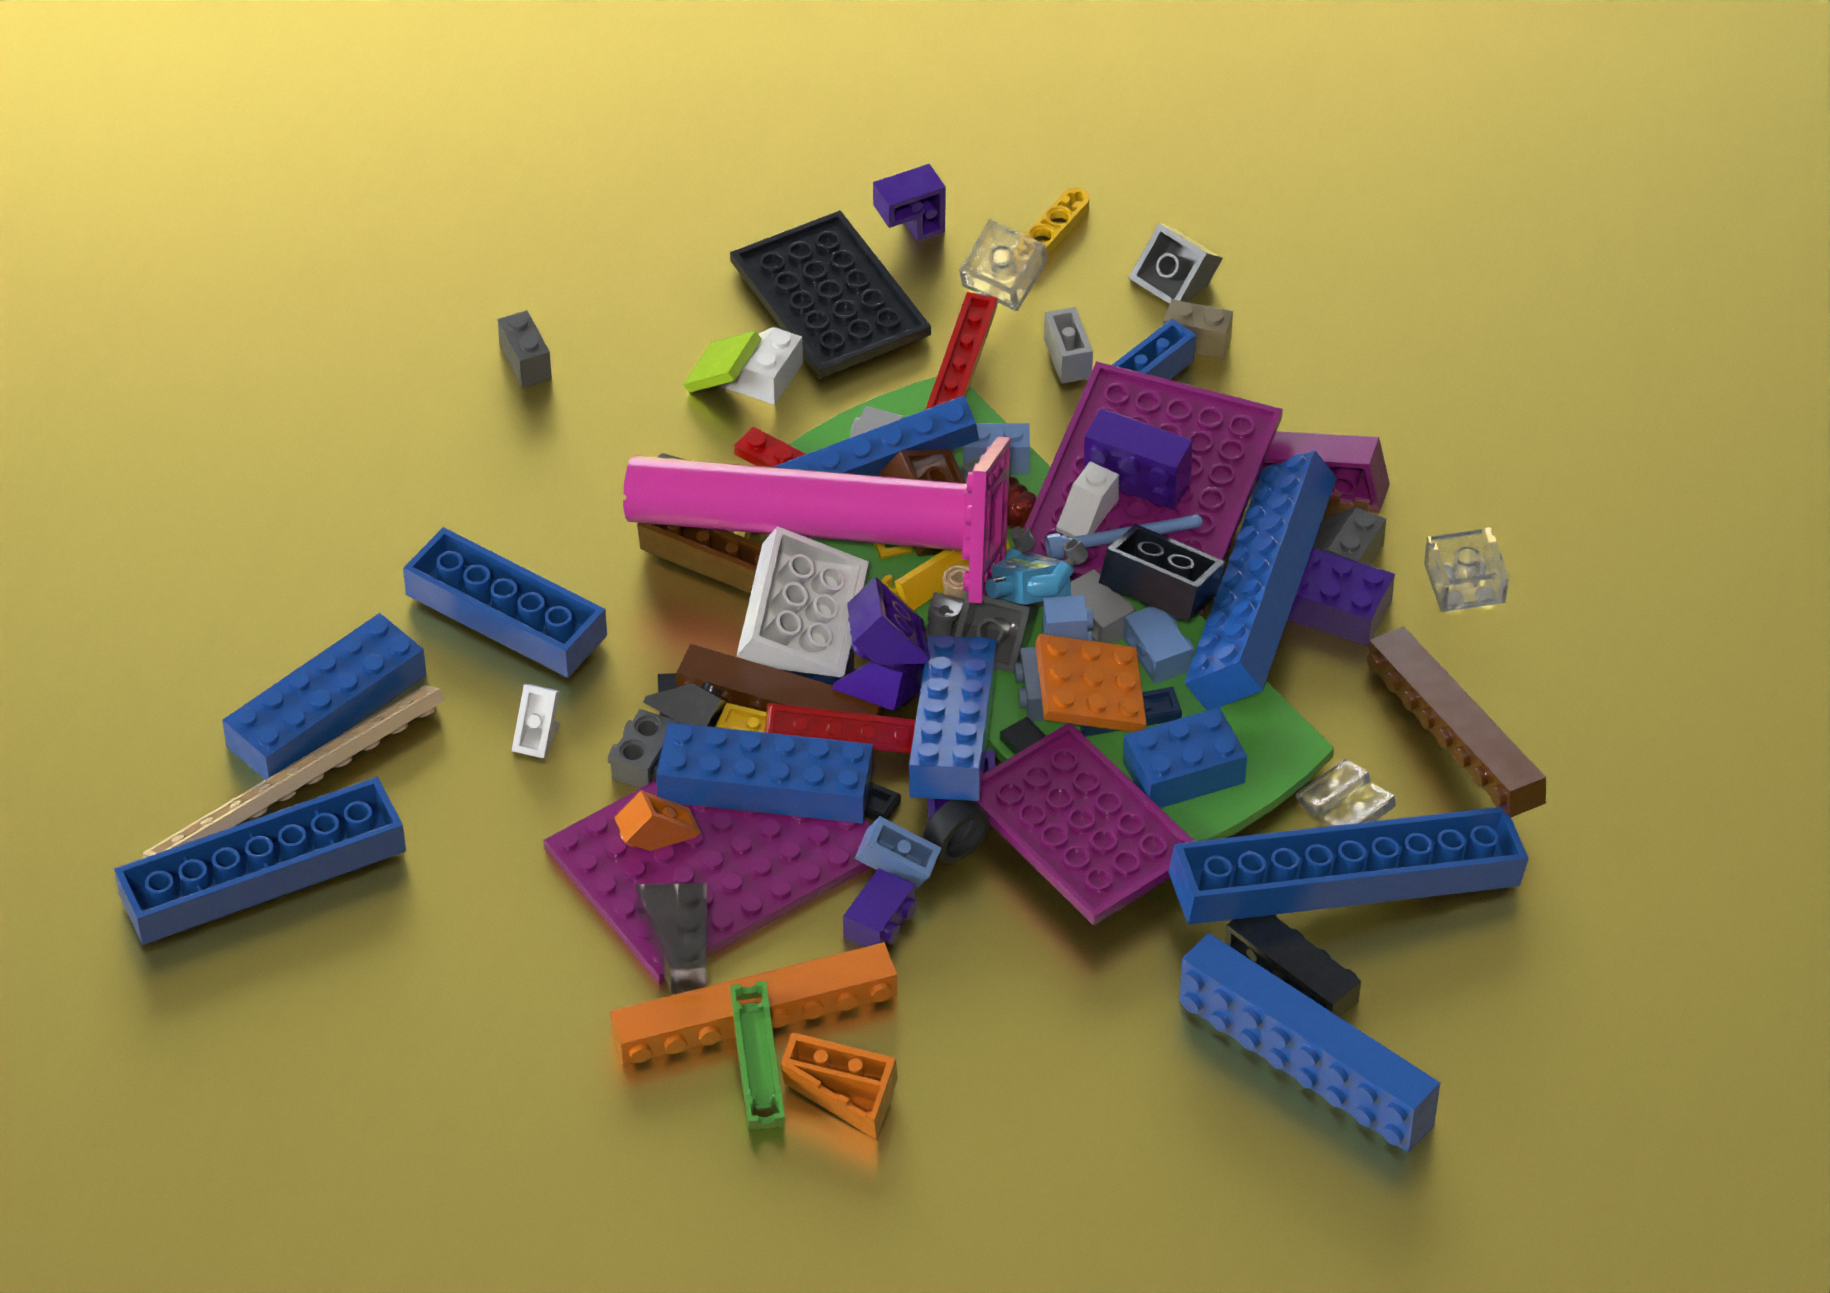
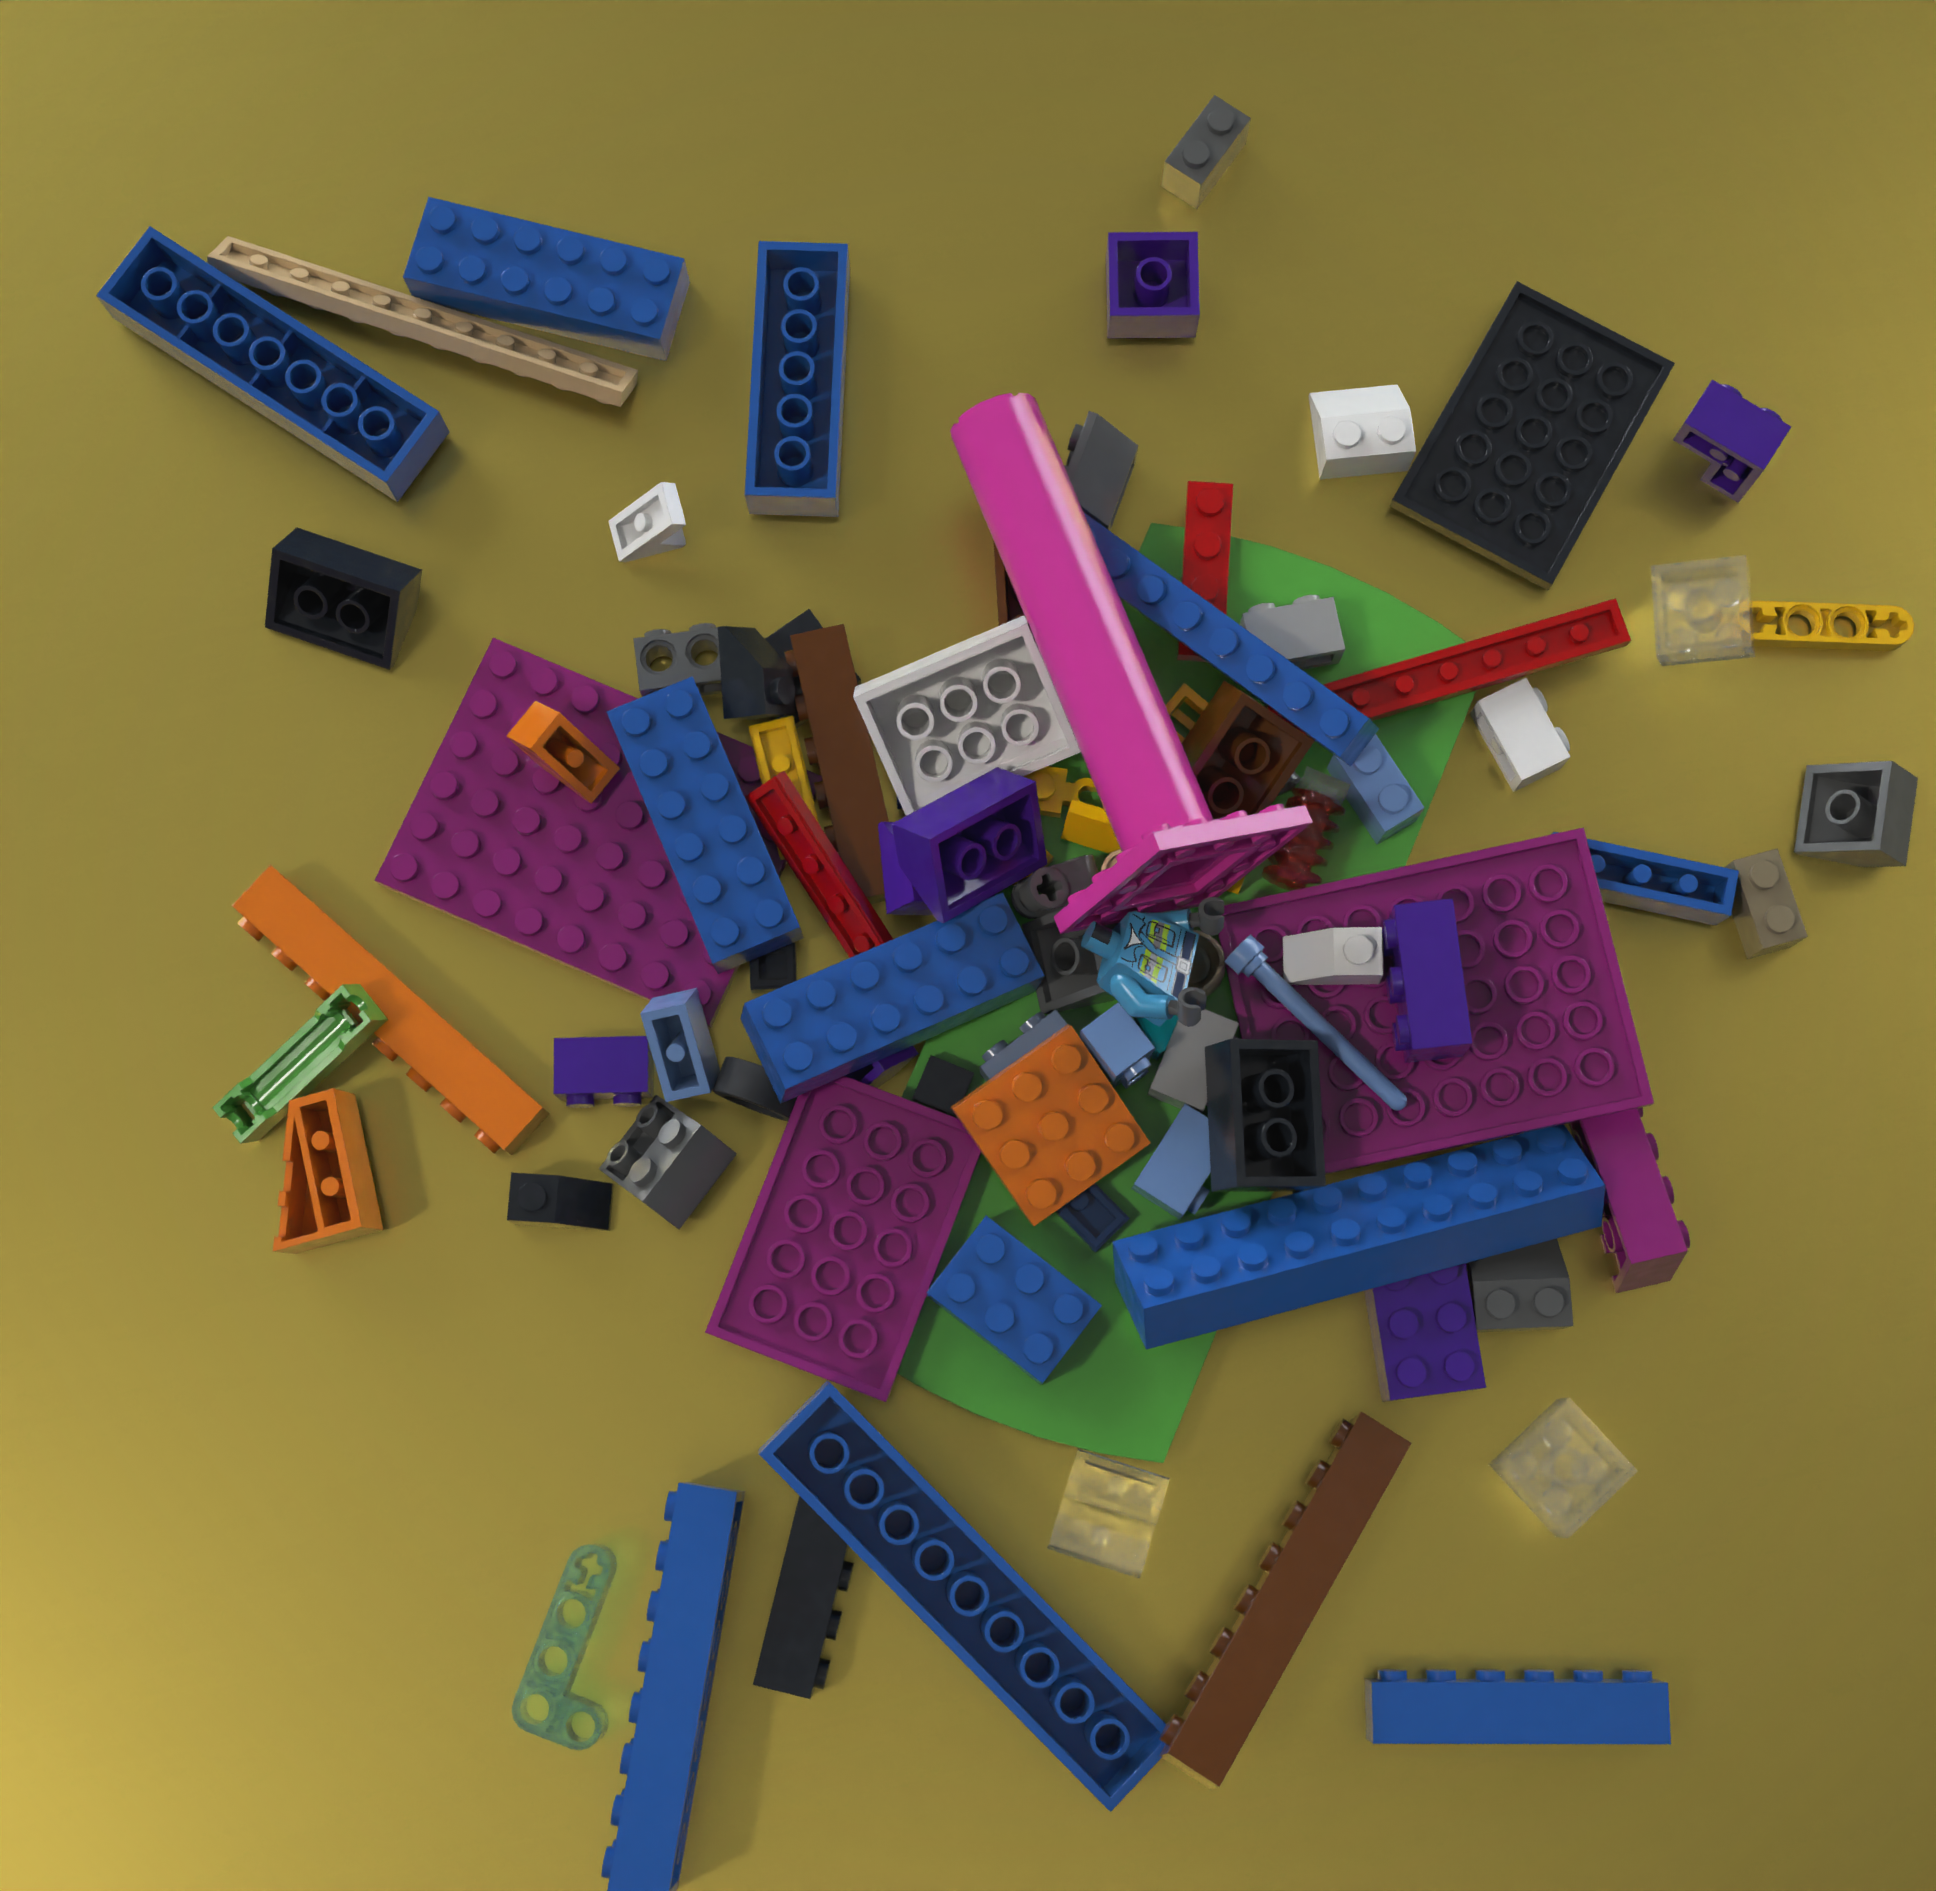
camera: 60 degrees right, 30 degrees up
(452, 903) = (341, 597): none -> black slope
(590, 409) = (1152, 284): none -> dark purple brick
(678, 930) = (411, 876): clear smoke wedge -> none
(722, 361) = (1328, 383): lime tile -> none
(946, 978) = (559, 1202): none -> black slope
(964, 906) = (667, 1161): none -> dark grey slope
(1012, 384) = (1521, 734): none -> white brick
(1068, 345) = (1624, 765): light grey brick -> none
(1243, 1106) = (574, 1642): none -> clear light blue beam
(1593, 664) = (1517, 1709): none -> blue brick

